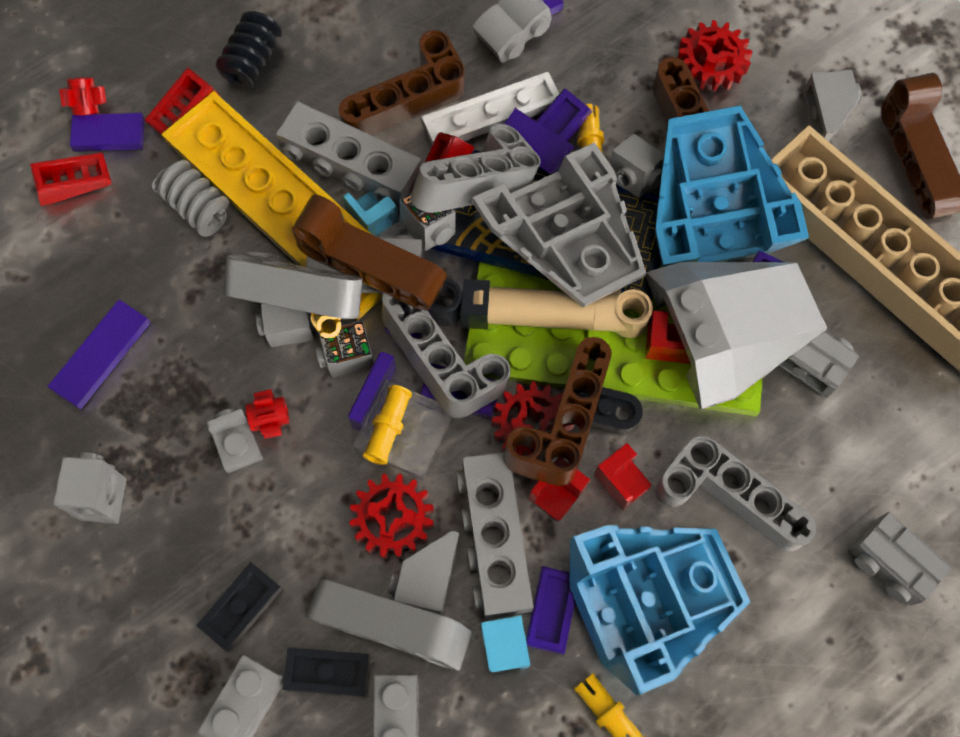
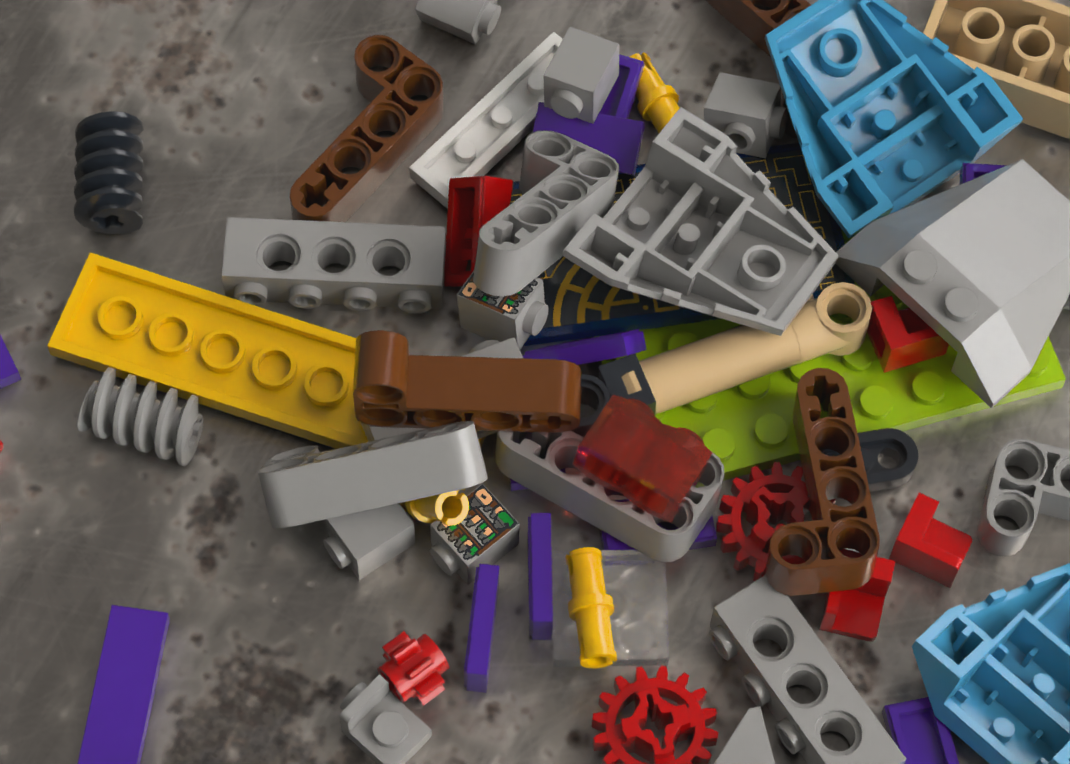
camera: 25 degrees left, 5 degrees down
(180, 89) = (35, 269): red slope -> none
(321, 407) = (481, 628): none -> dark purple tile
(371, 213) = (420, 328): medium azure panel -> none
(458, 346) = (642, 457): none -> clear red brick
(468, 267) = (593, 348): none -> dark purple tile
(545, 100) = (581, 75): none -> light grey brick

